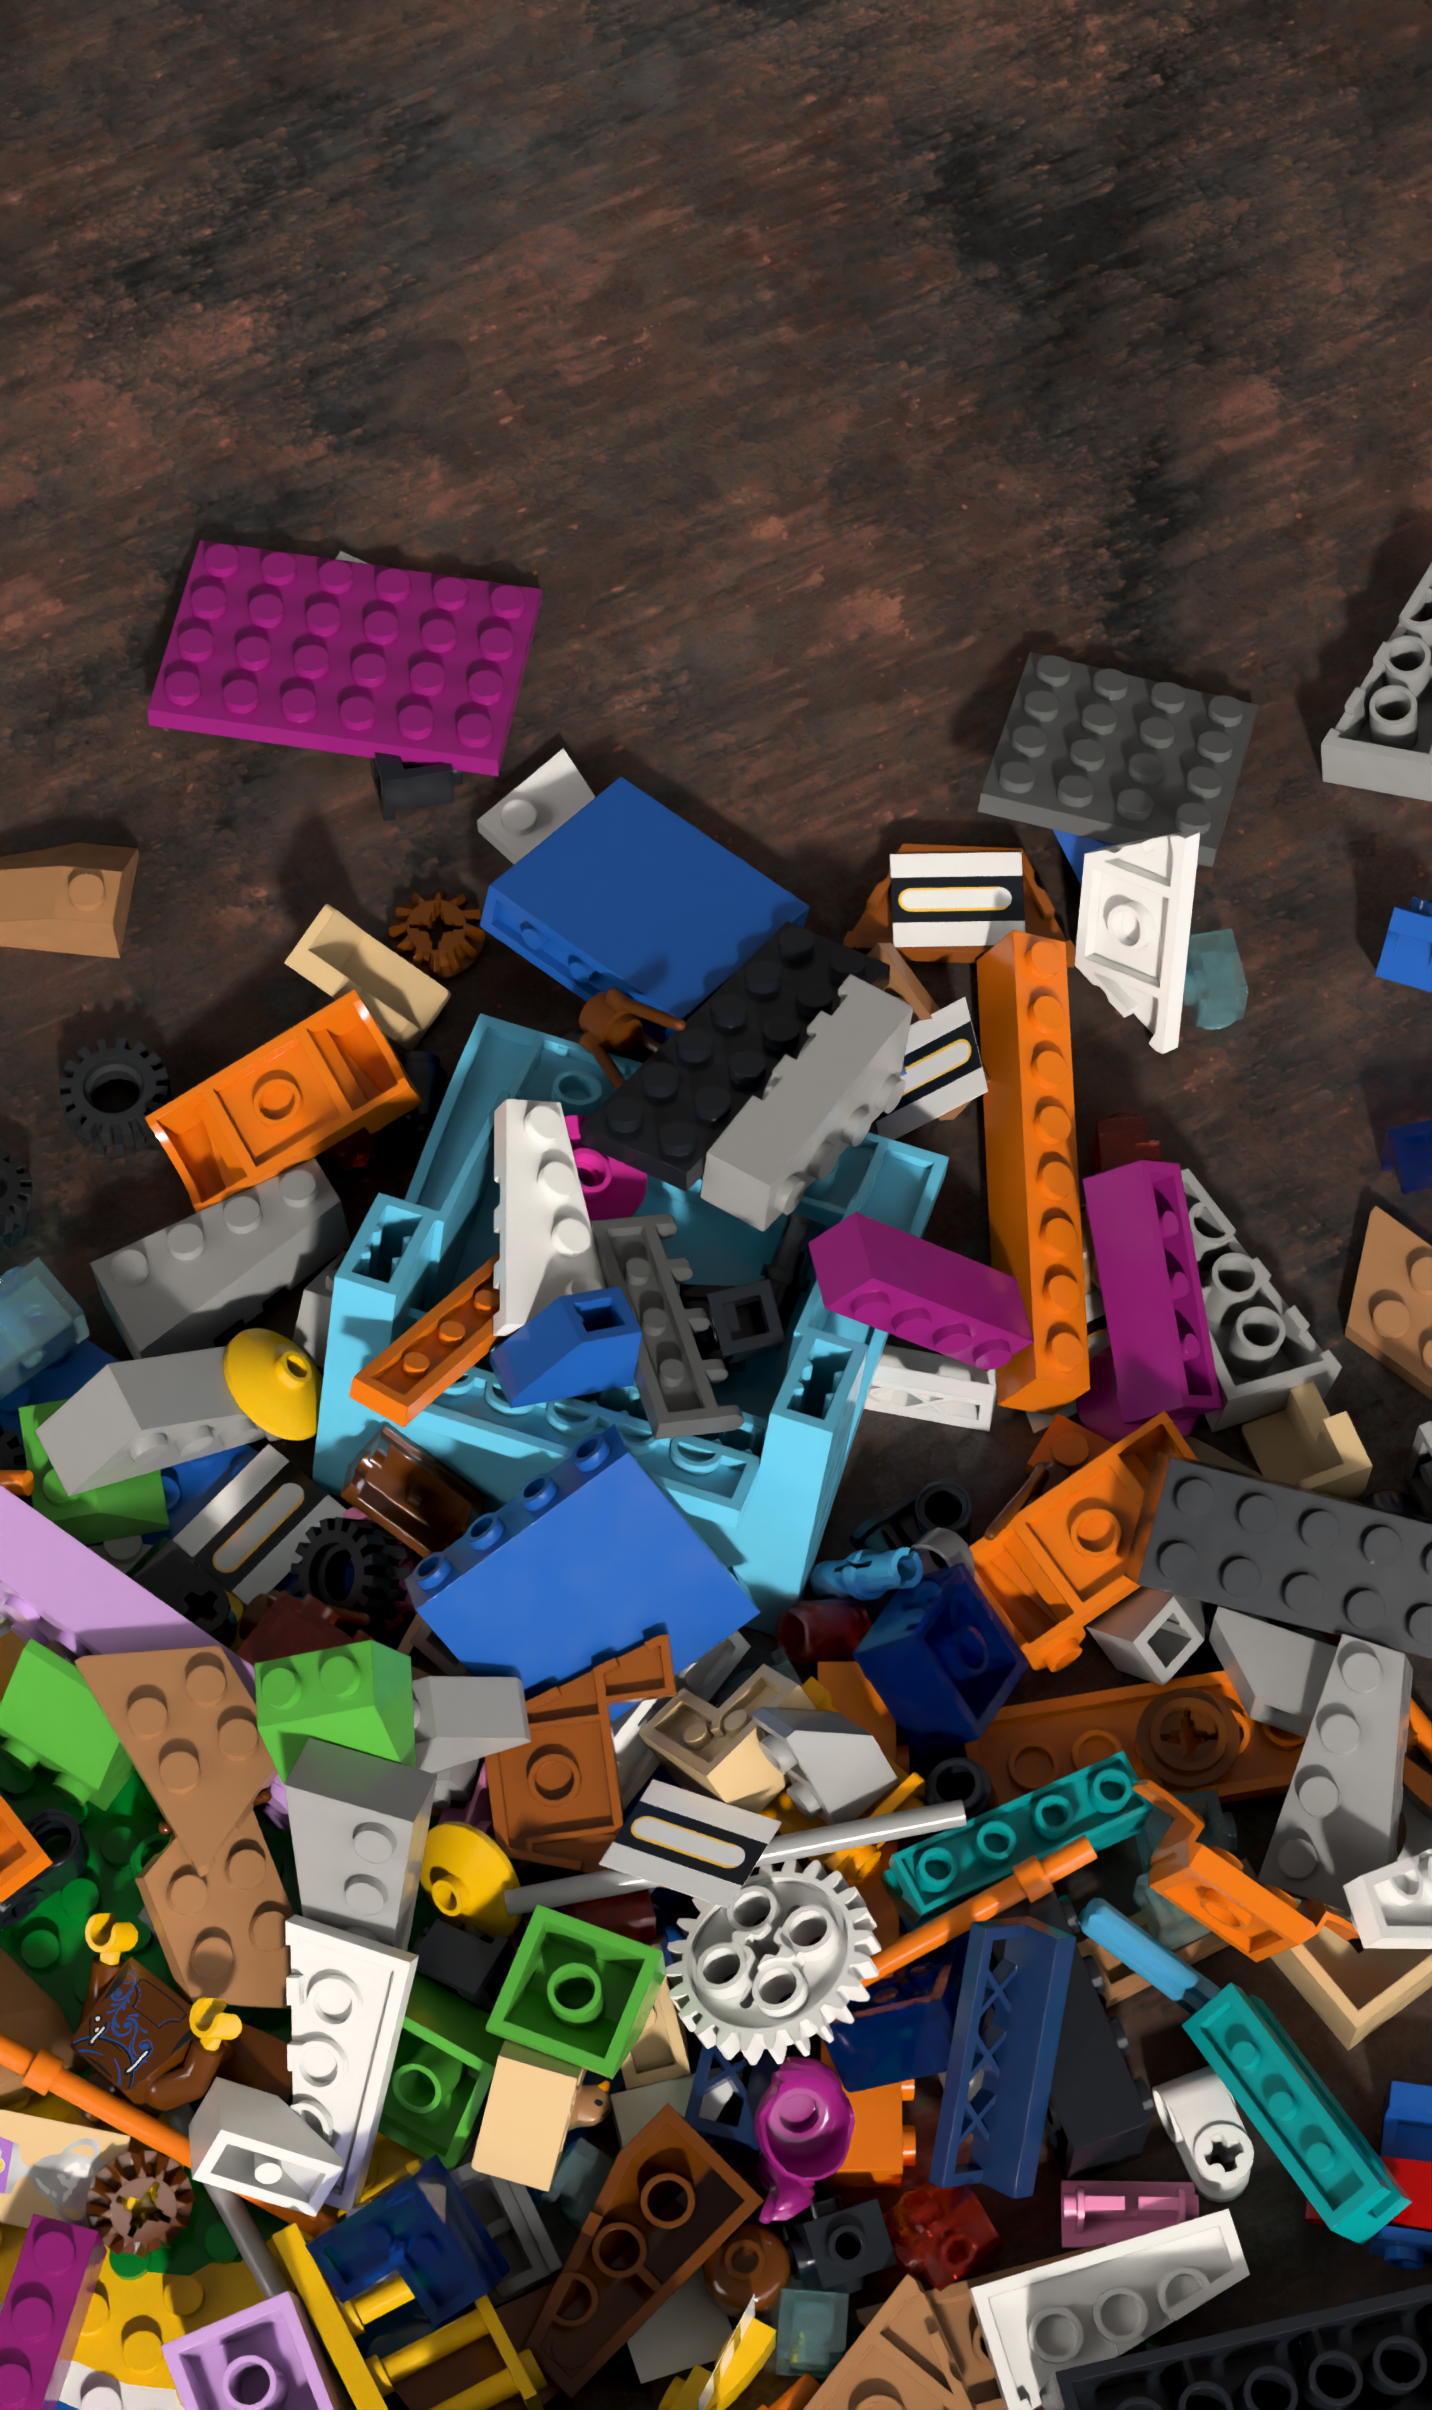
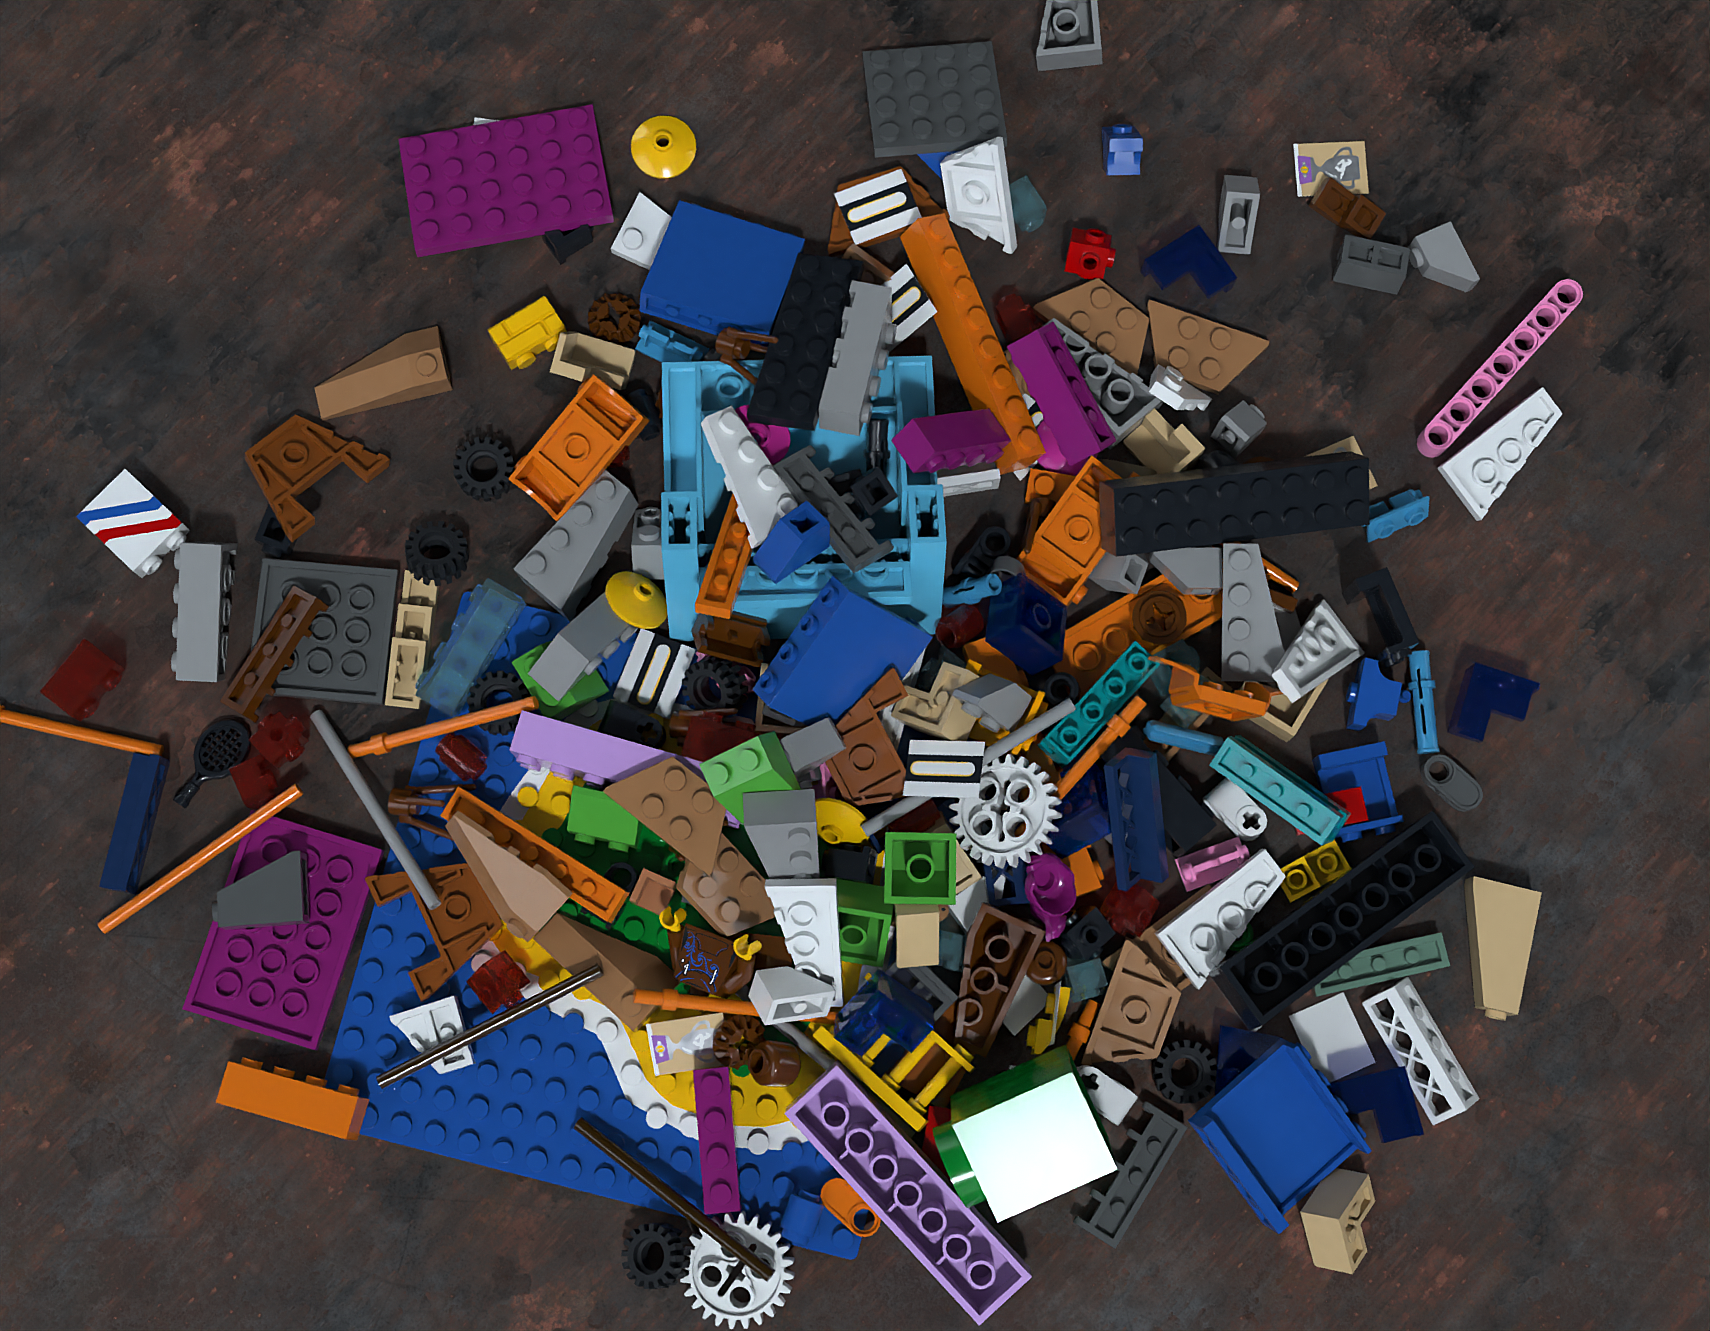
camera: 25 degrees left, 15 degrees up
(96, 1882) = (653, 892): none -> nougat panel
(185, 2264) = (774, 1063): none -> reddish brown head
(275, 903) = (527, 333): none -> yellow brick
(503, 995) = (668, 345): none -> dark azure hinge
(634, 716) = (668, 160): none -> yellow dish
(1279, 1214) = (1102, 319): none -> medium nougat wing
(1296, 1092) = (1089, 253): none -> red brick
(1300, 2287) = (1313, 870): none -> yellow slope
(1357, 1359) = (1174, 391): none -> white wing

